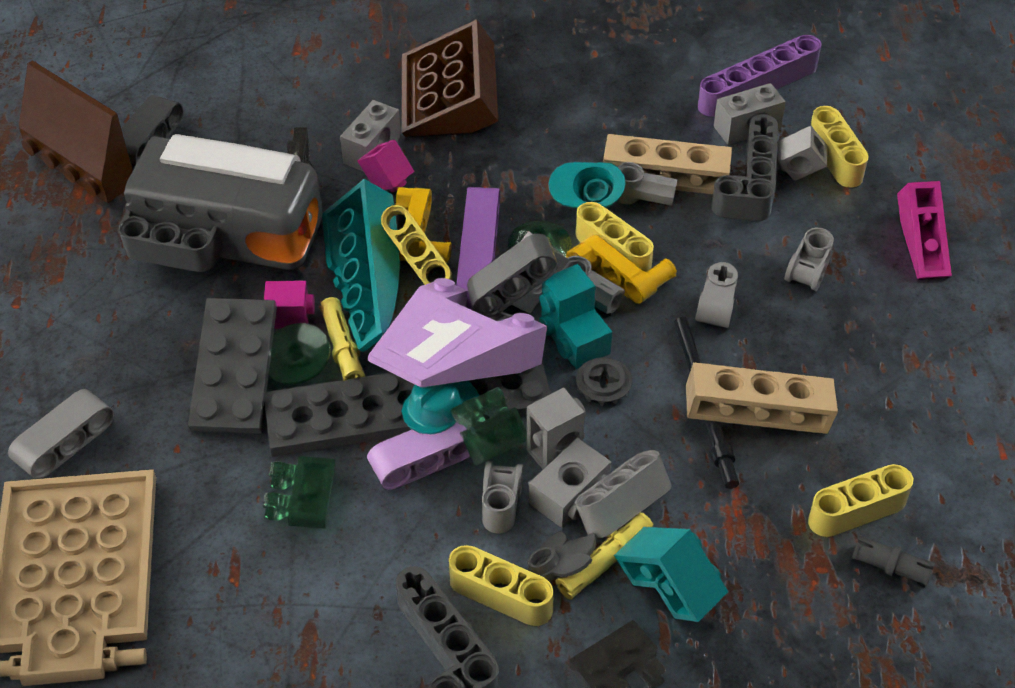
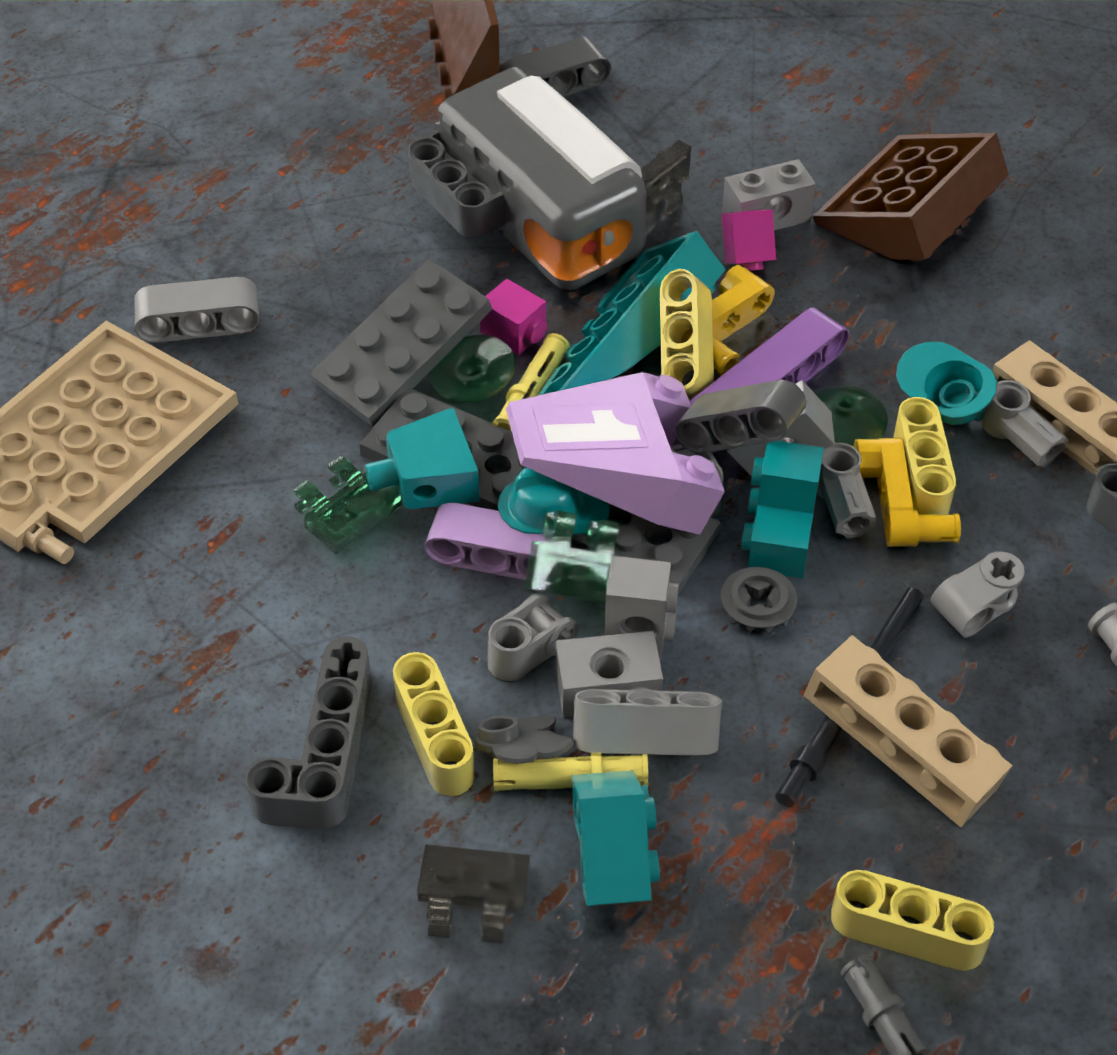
camera: 40 degrees right, 0 degrees up
(341, 428) = (428, 463): none -> teal torso

